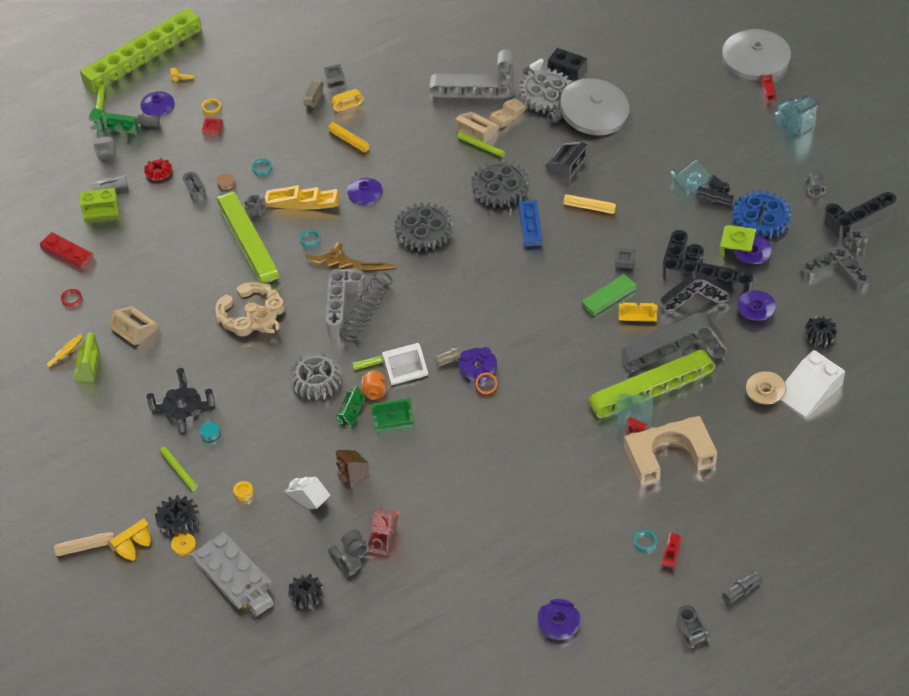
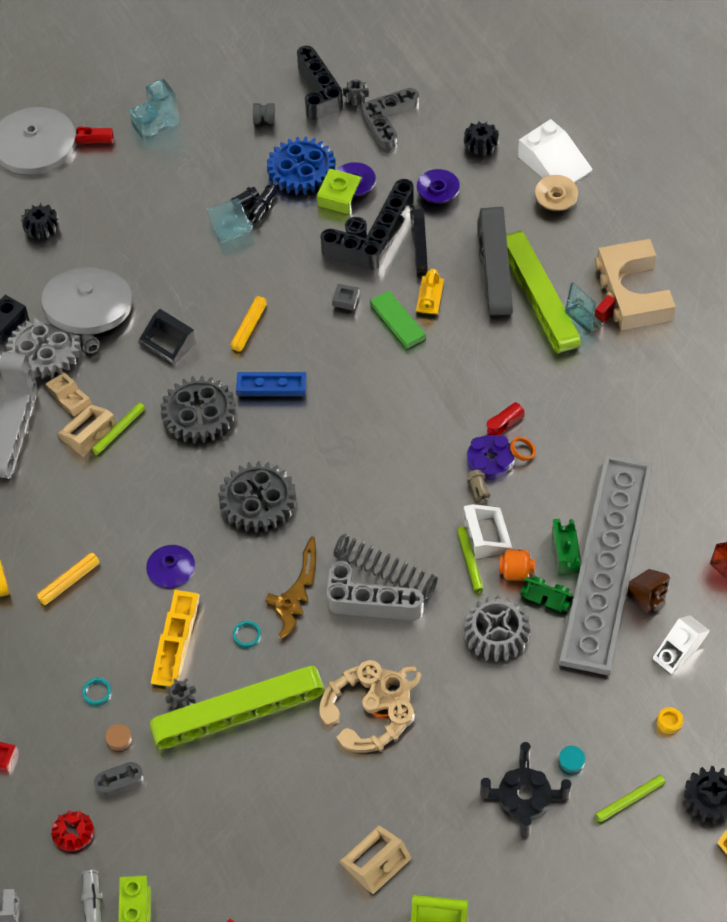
camera: 85 degrees left, 5 degrees up
(383, 443) = (606, 565): none -> light grey plate
(514, 370) = (505, 419): none -> red bar
(668, 69) = (40, 221): none -> black gear

